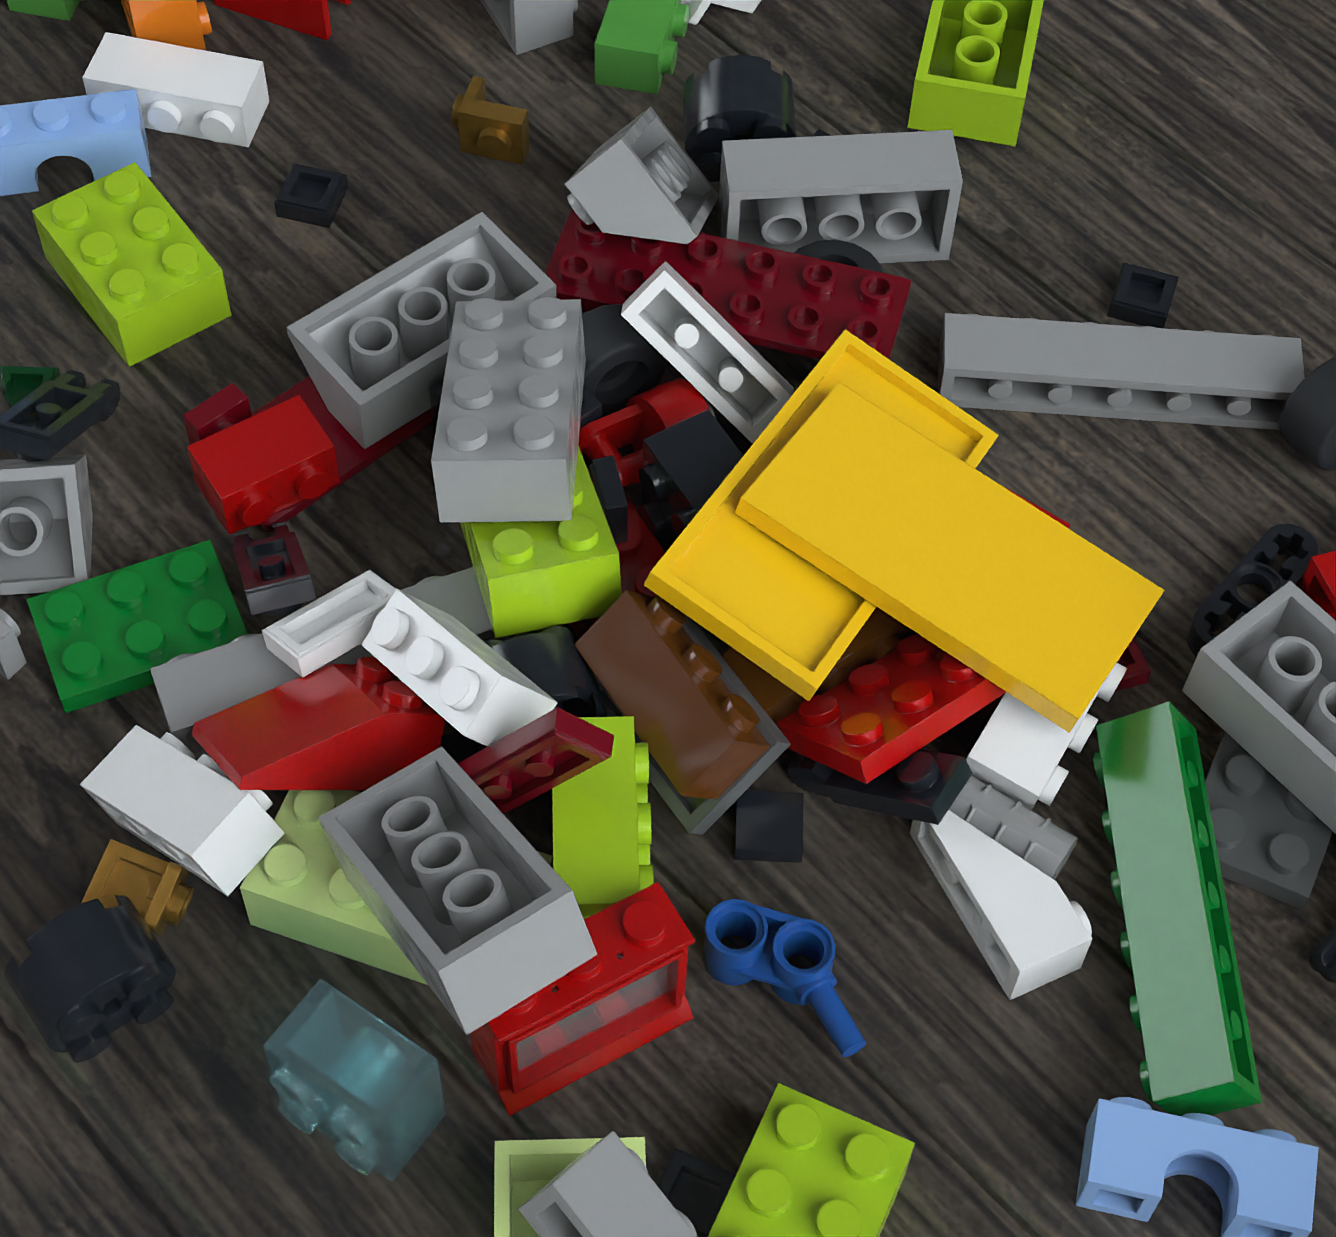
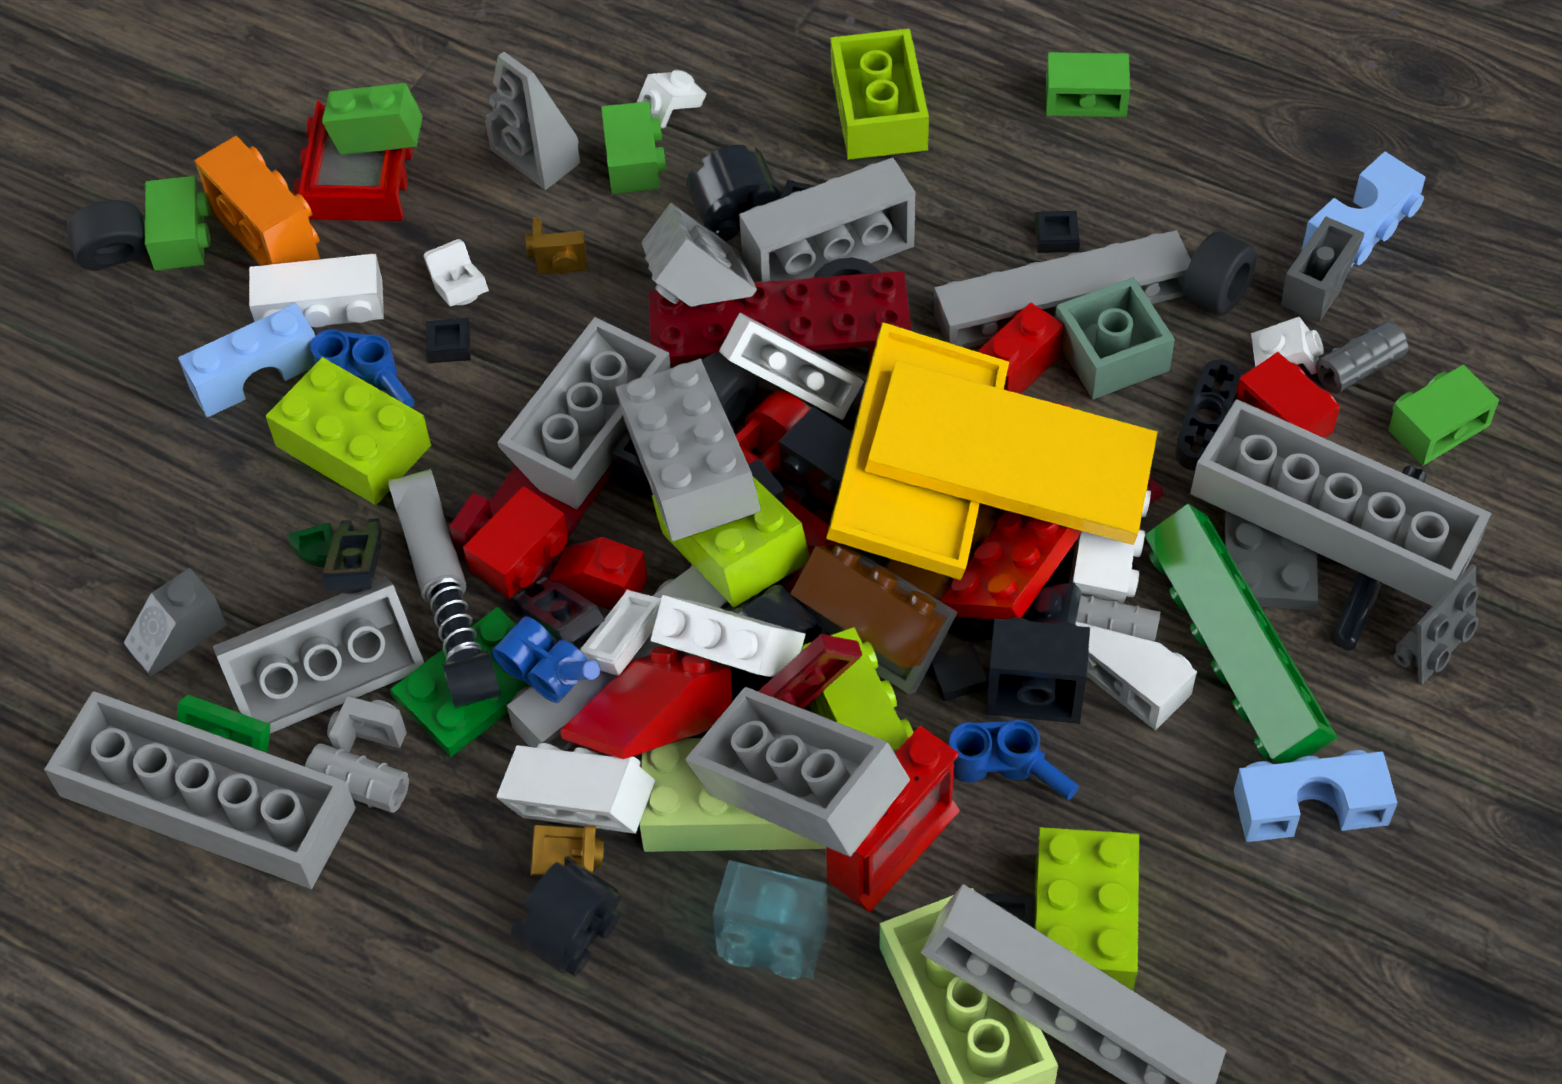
camera: 15 degrees left, 0 degrees up
(123, 606) = (443, 585): none -> piece
(191, 181) = (363, 356): none -> blue beam
(214, 623) = (532, 657): none -> blue beam
(352, 116) = (454, 273): none -> white bracket
(358, 535) = (601, 570): none -> red slope
(869, 860) = (1038, 670): none -> black brick
(1036, 428) = (1029, 344): none -> red brick
(1160, 451) = (1114, 338): none -> sand green brick
(1256, 124) = (1087, 84): none -> bright green brick

